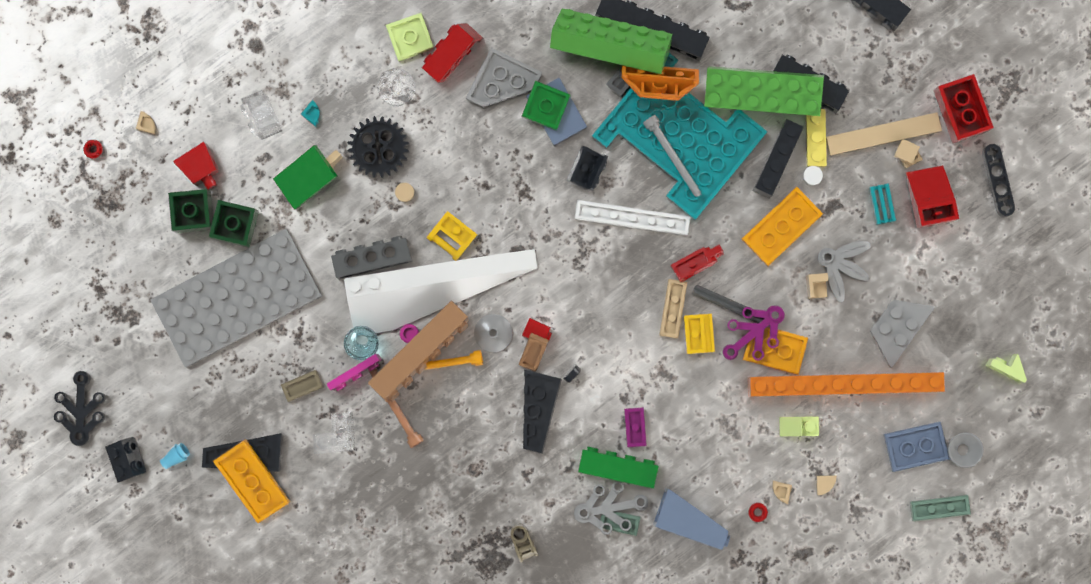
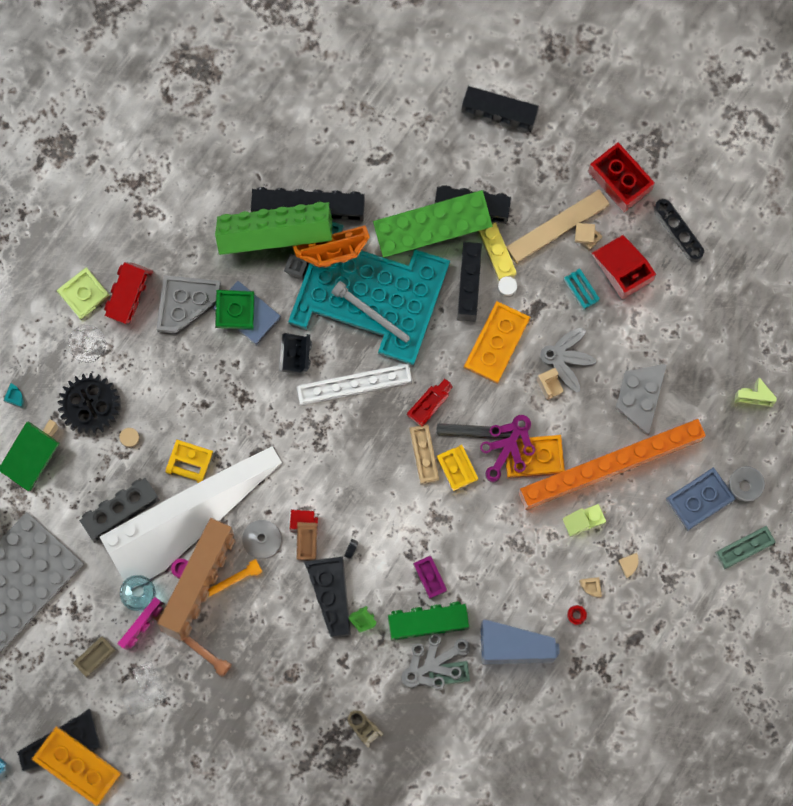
camera: 25 degrees left, 10 degrees down
(558, 443) = (362, 619): none -> bright green tile

